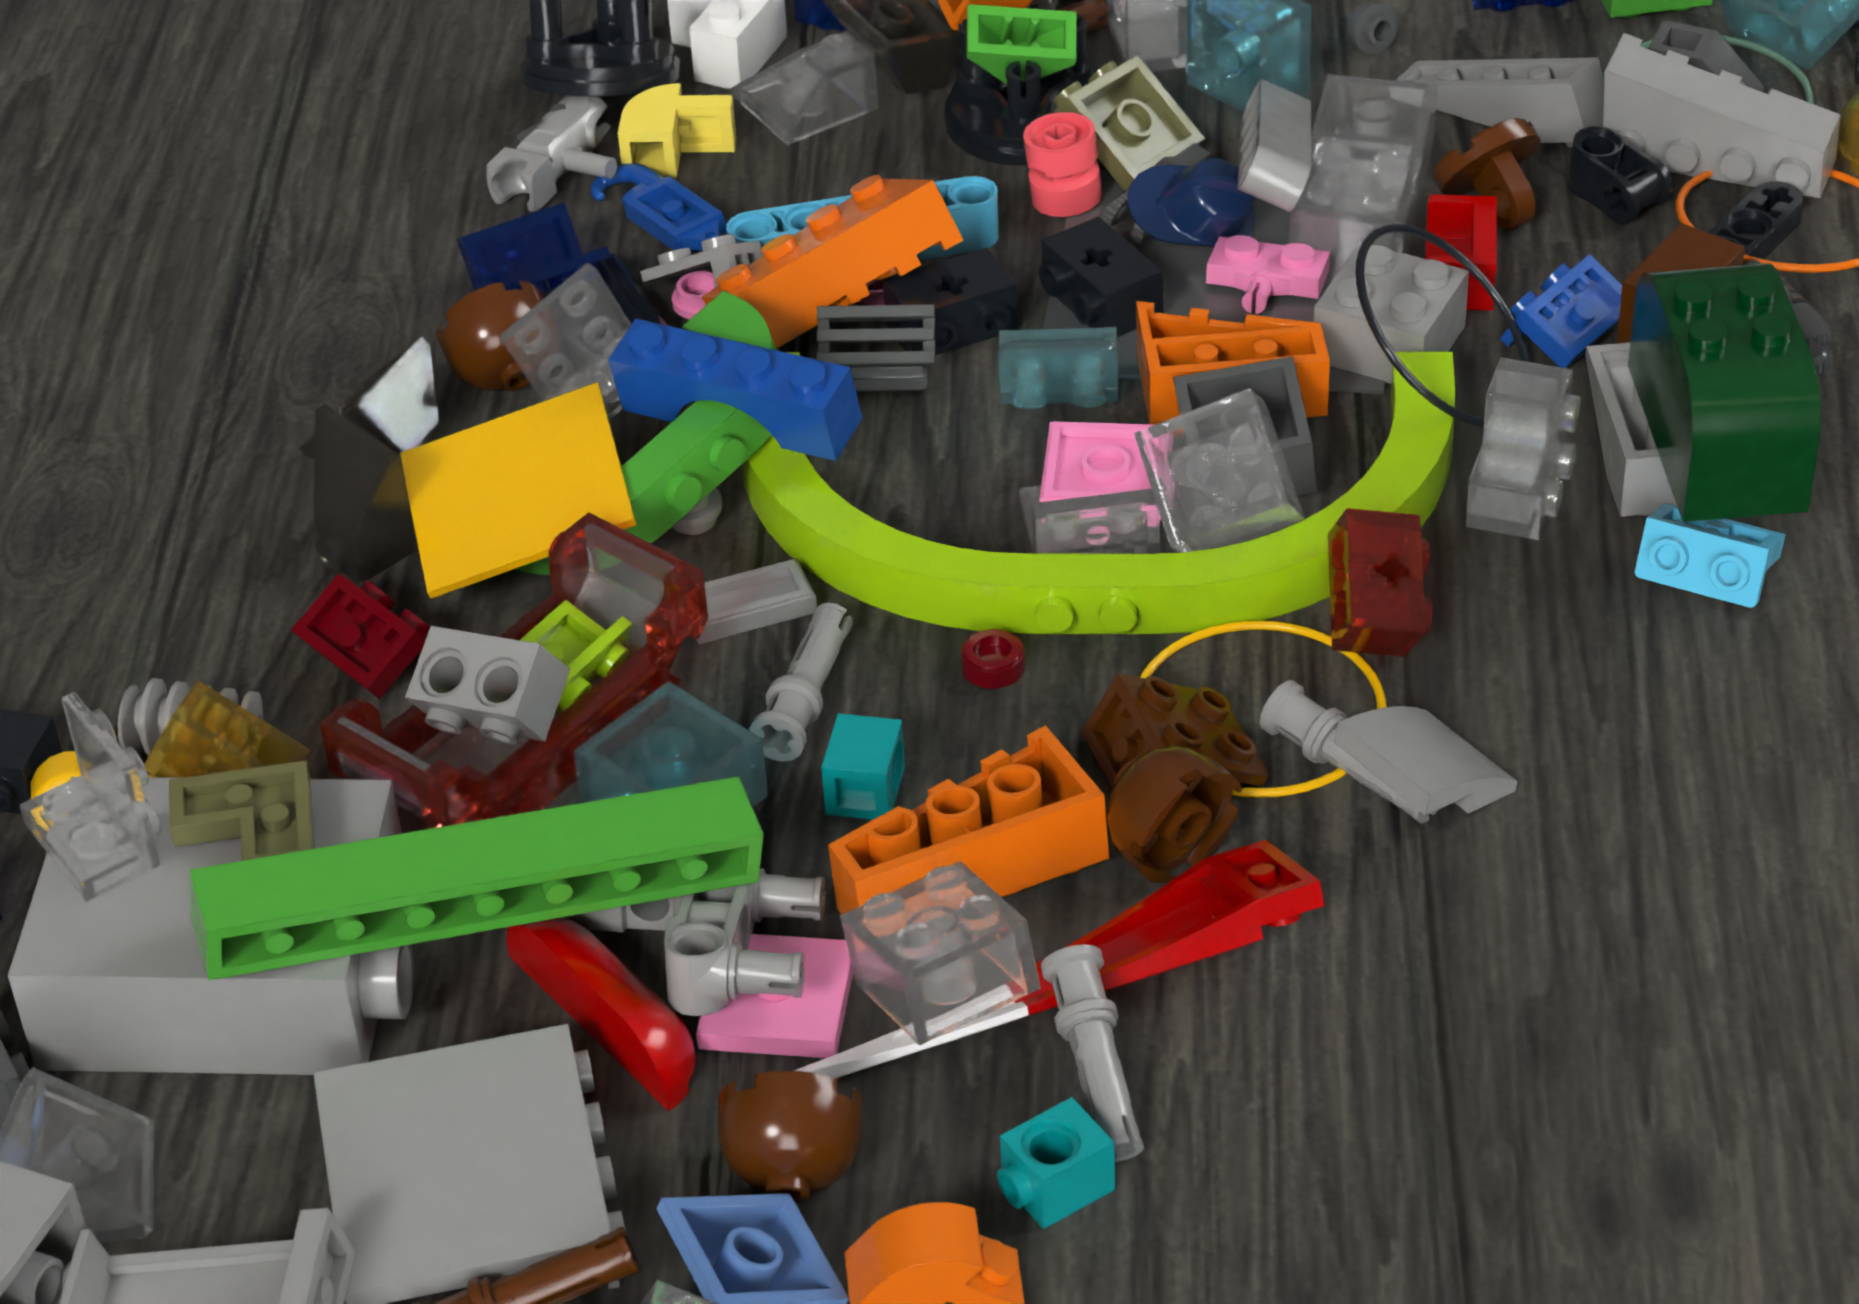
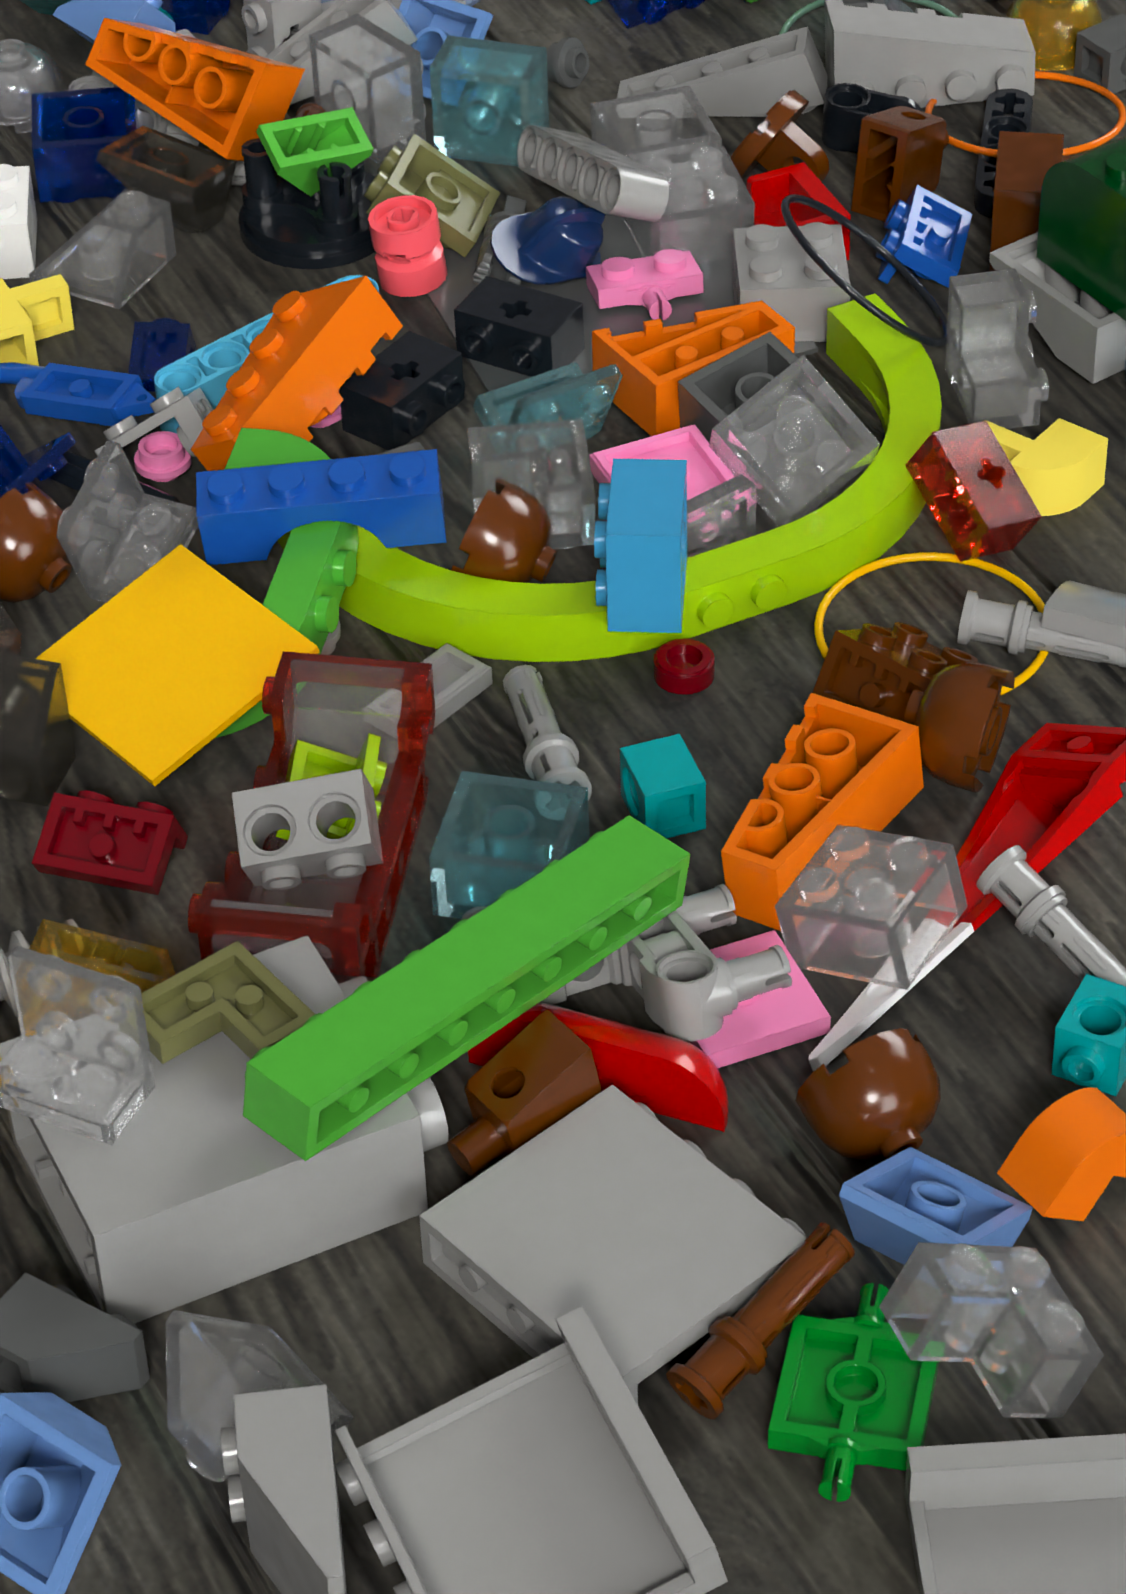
camera: 30 degrees left, 0 degrees up
(487, 996) = (524, 1092): none -> reddish brown torso
(771, 188) = (158, 345): none -> clear blue bracket
(873, 313) = (416, 418): dark grey tile -> none
(902, 476) = (508, 537): none -> reddish brown cylinder
(984, 526) = (643, 545): none -> dark azure brick
(990, 426) = (545, 461): none -> clear brick
(1489, 590) = (1057, 467): none -> light yellow brick
(1602, 215) = (895, 155): none -> reddish brown torso

